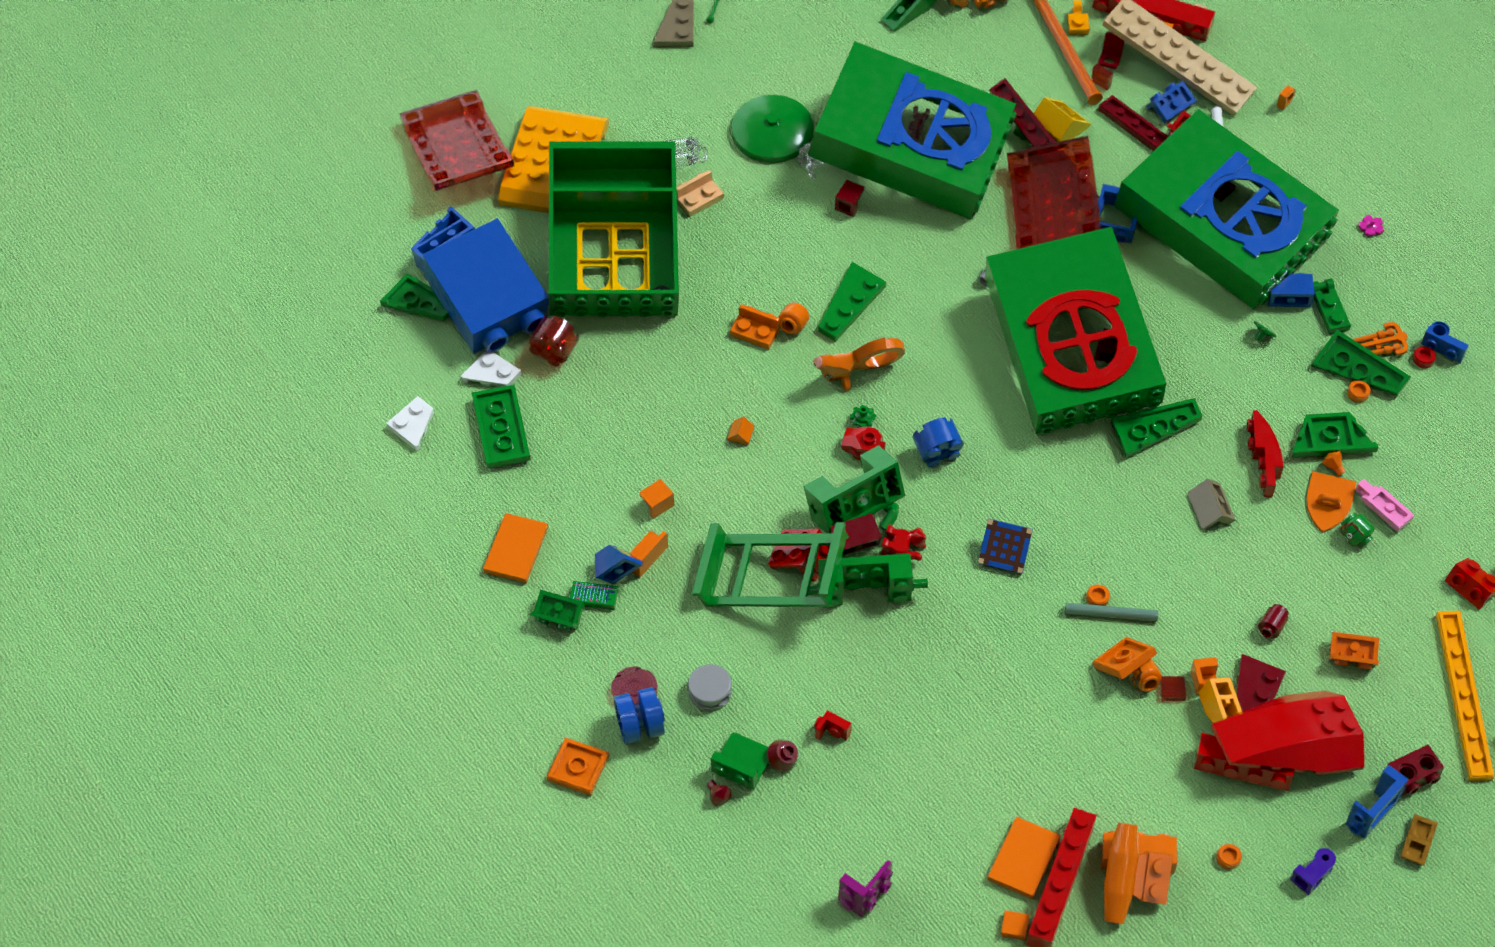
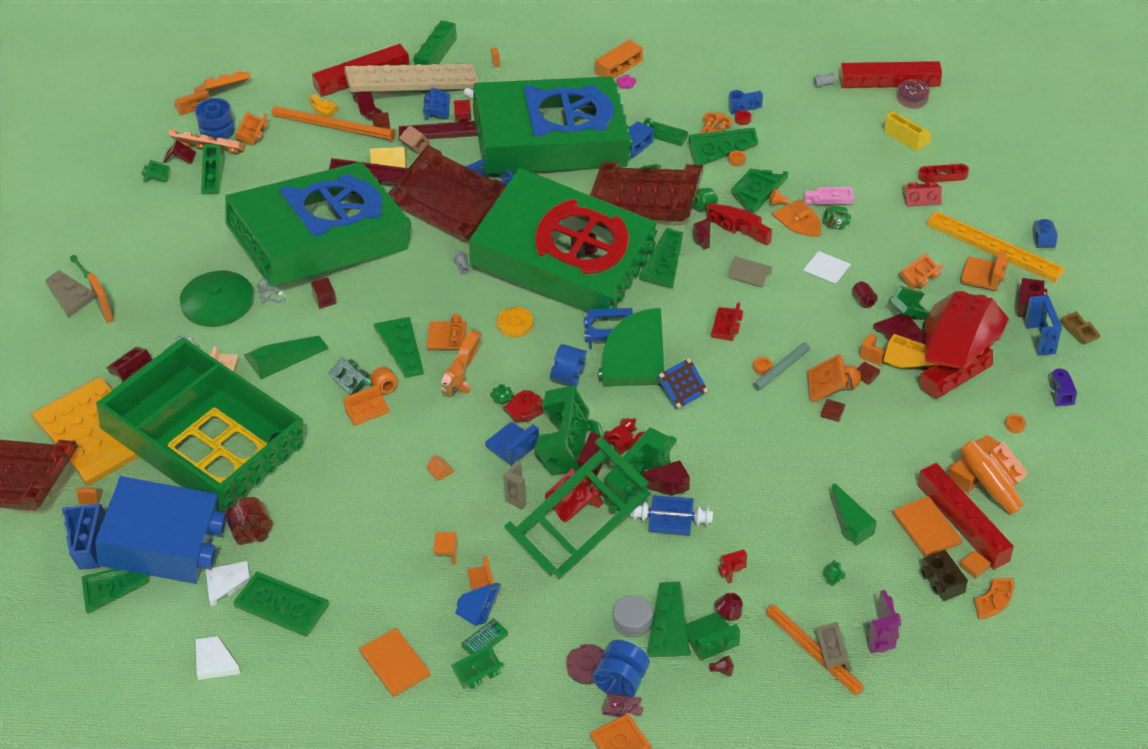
camera: 50 degrees left, 10 degrees down
(489, 211) = (89, 495): none -> orange slope
(608, 741) = (620, 704): none -> clear pink plate
(641, 128) = (129, 363): none -> dark red bracket
(684, 50) = (100, 297): none -> orange tile
(721, 722) = (669, 628): none -> green wing
(753, 223) = (279, 356): none -> green wedge
(765, 496) = (515, 486): none -> dark tan panel
(776, 289) = (349, 376): none -> clear green bracket
(799, 852) = (813, 648): none -> orange axle
(810, 866) = (833, 646): none -> dark tan panel
(815, 461) = (513, 442): none -> blue bracket
(847, 642) = (672, 515): none -> blue plate
(885, 612) = (668, 479): none -> dark red slope
(894, 323) = (447, 333): none -> orange hinge
(896, 813) = (833, 573): none -> green plant
(960, 364) = (515, 322): none -> light orange tile
(972, 787) = (852, 518): none -> green slope
(977, 906) = (944, 575): none -> dark brown brick
(1005, 479) = (634, 351): none -> green brick
(1036, 457) = (602, 334): none -> blue panel
(1097, 690) = (833, 410): none -> clear red tile
(1103, 120) = (414, 139): none -> nougat brick
(1123, 530) = (726, 323): none -> red bracket
(1220, 426) = (701, 233): none -> dark red bracket
(1221, 346) = (649, 192): none -> clear red slope
(1247, 41) = (437, 44): none -> green brick
(1266, 402) = (703, 198): none -> green head
(1285, 566) = (827, 267): none -> white sticker
(1292, 667) = (908, 302): none -> green bracket
(1390, 198) = (619, 59): none -> orange brick
(1412, 706) = (985, 272): none -> orange bracket

